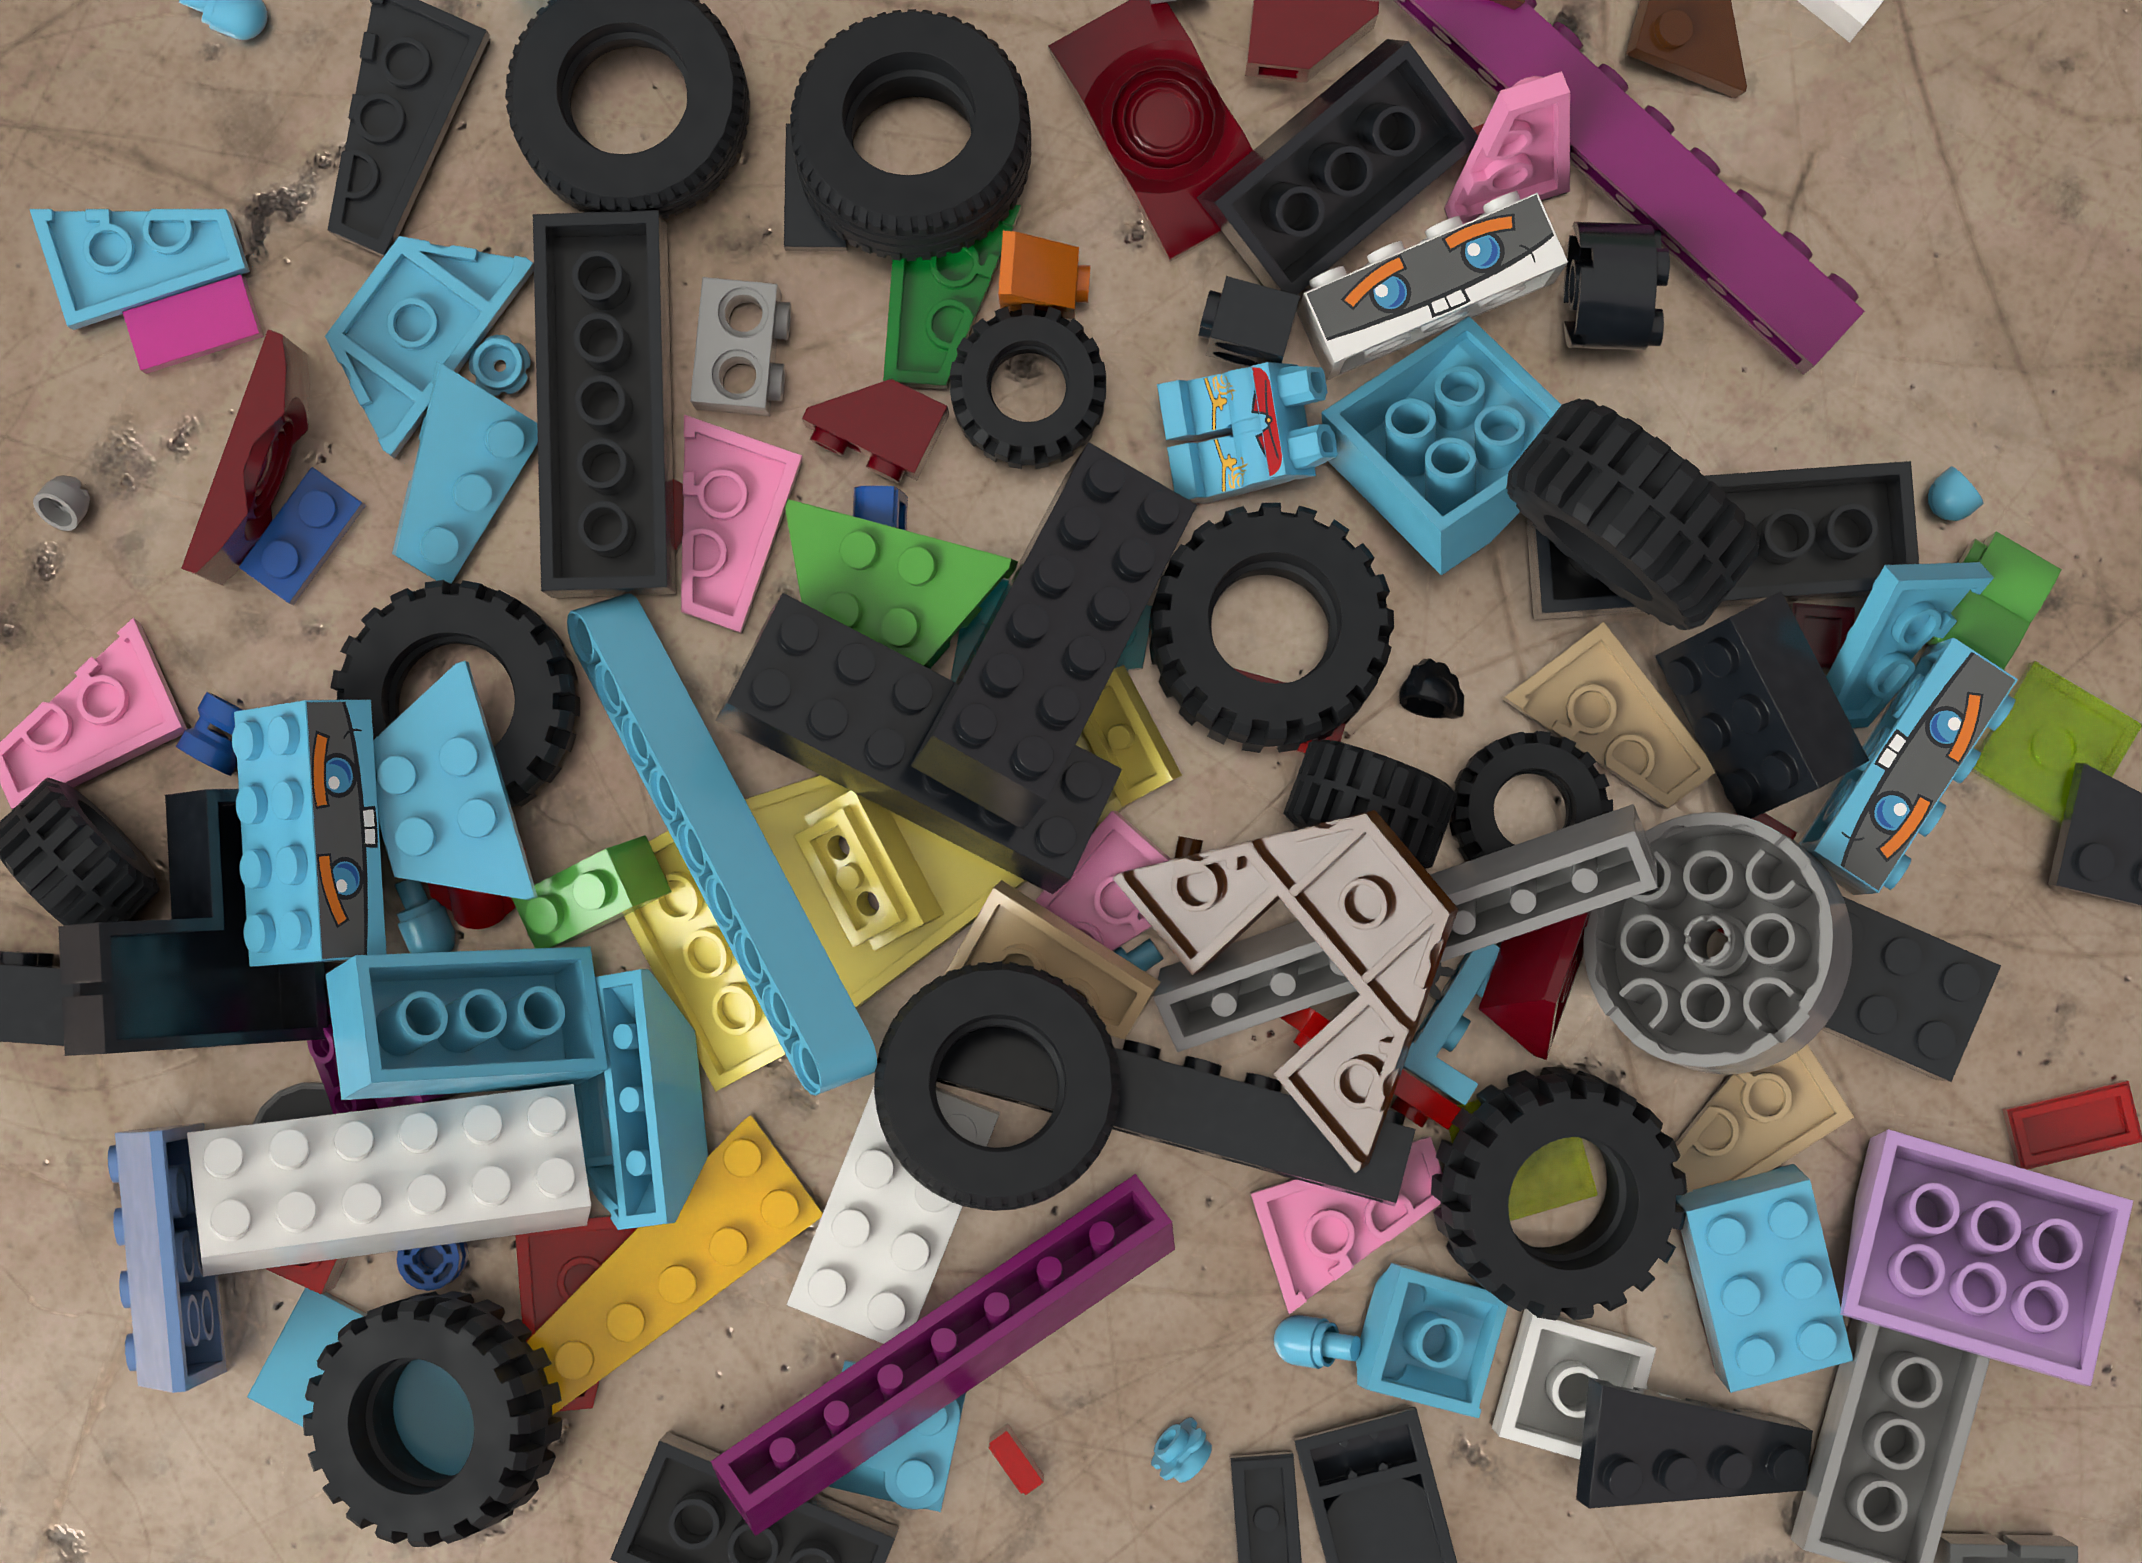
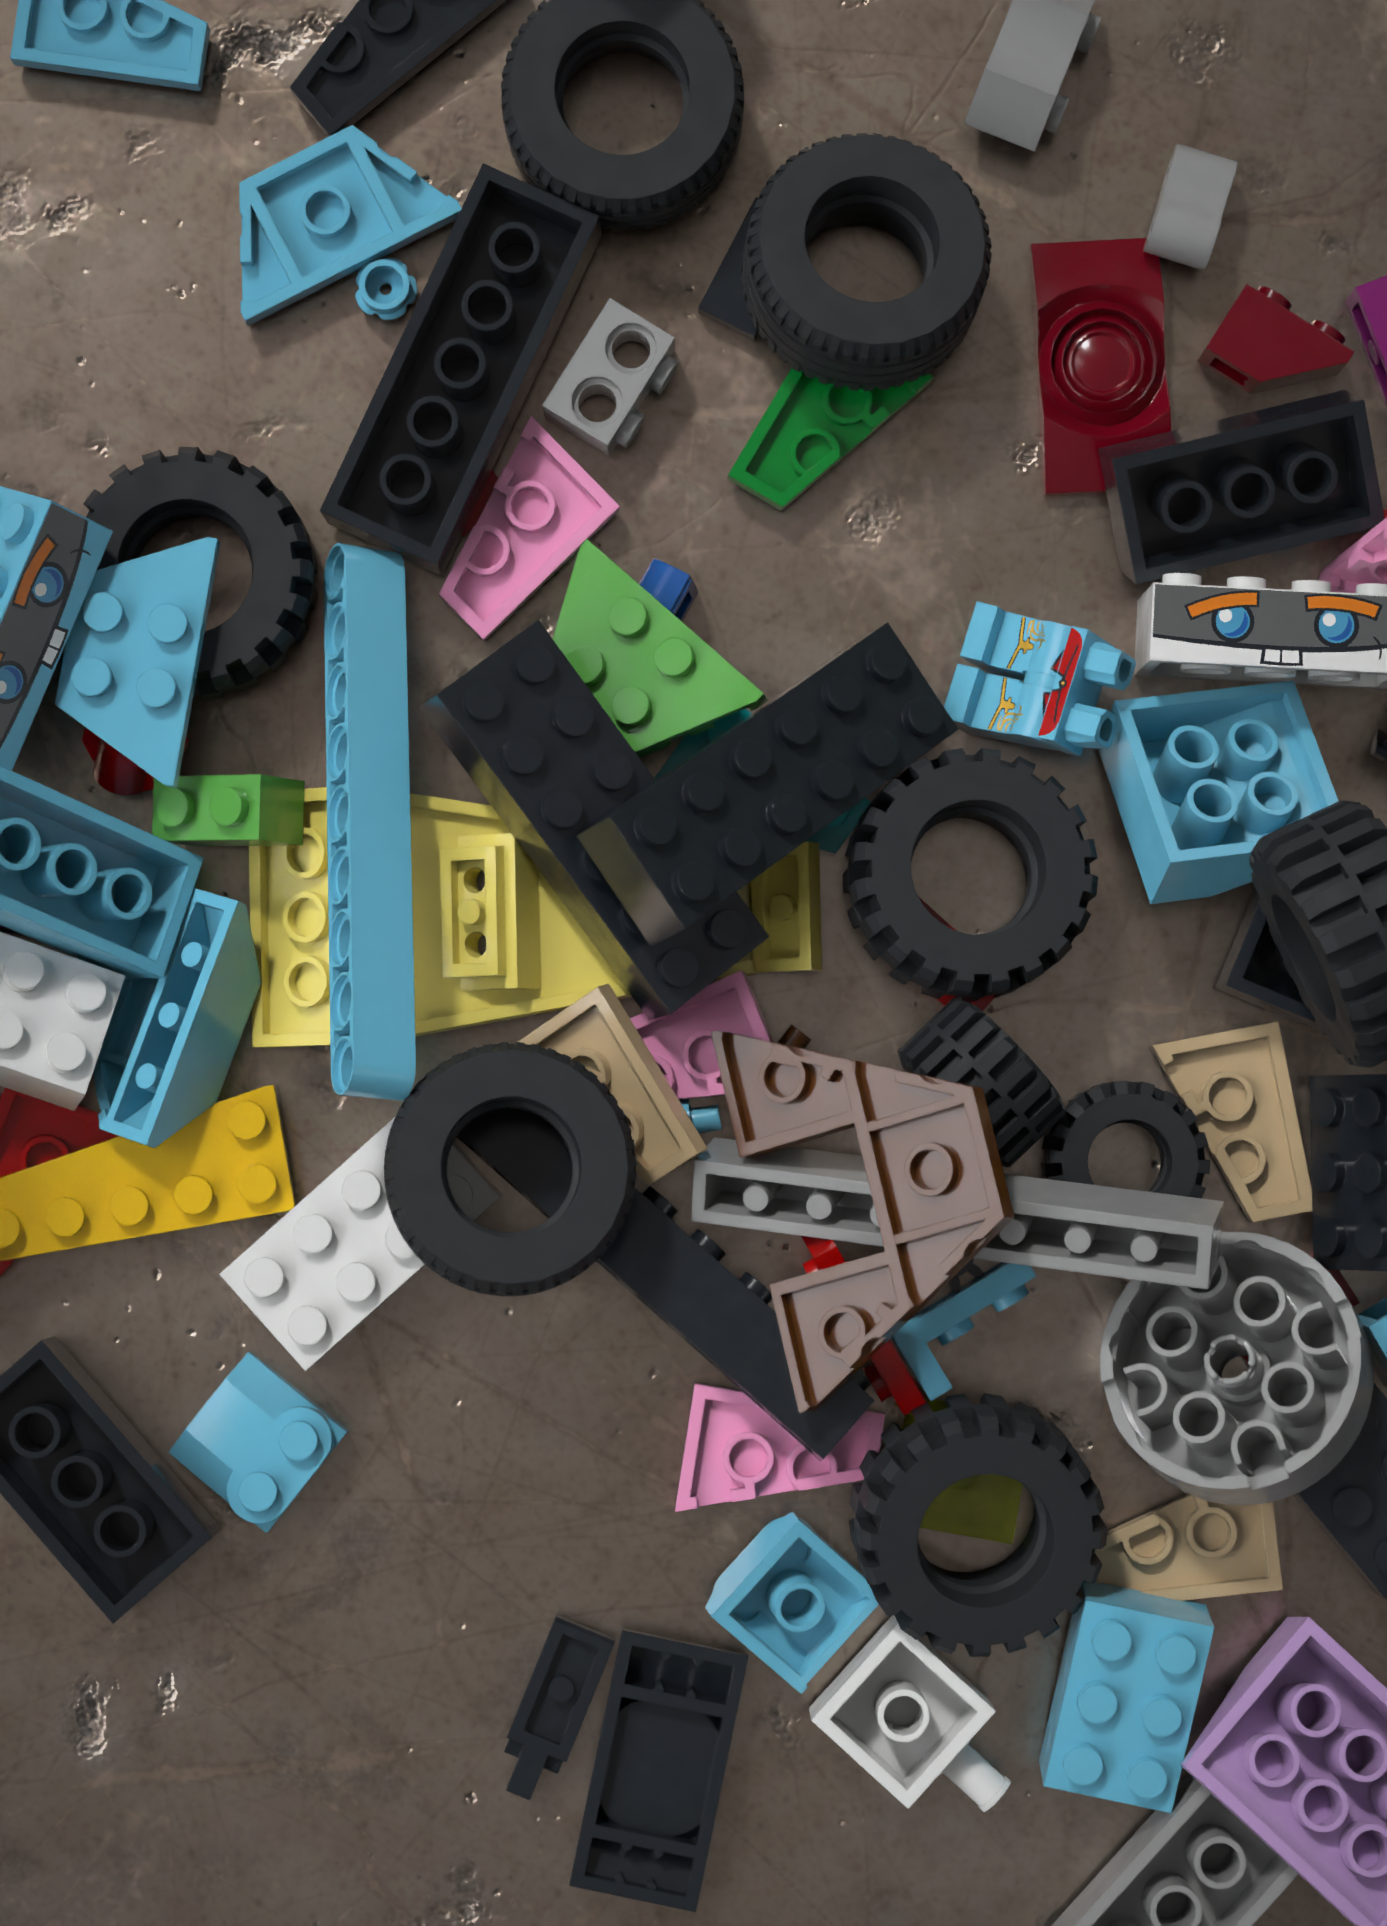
camera: 20 degrees right, 0 degrees up
(193, 324) = (125, 113): dark pink tile -> none
(253, 461) = (115, 264): dark red slope -> none
(302, 536) = (128, 355): blue plate -> none
(424, 921) = (64, 762): medium azure cylinder -> none
(461, 473) = (301, 369): medium azure wing -> none
(882, 422) = (709, 514): dark red slope -> none
(944, 1354) = (340, 1391): magenta brick -> none
(1015, 1460) = (358, 1520): red tile -> none
(1017, 334) = (868, 492): black tyre -> none
(1041, 274) = (918, 450): orange slope -> none
(1181, 1451) = (514, 1588): medium azure plate -> none
(1248, 323) = (1087, 585): black brick -> none
(1313, 1342) = (684, 1549): medium azure cylinder -> none
(1436, 689) = (1093, 1006): black piece -> none
(1534, 982) = (1050, 1320): dark red slope -> none
(1674, 1450) = (964, 1812): black wing -> none

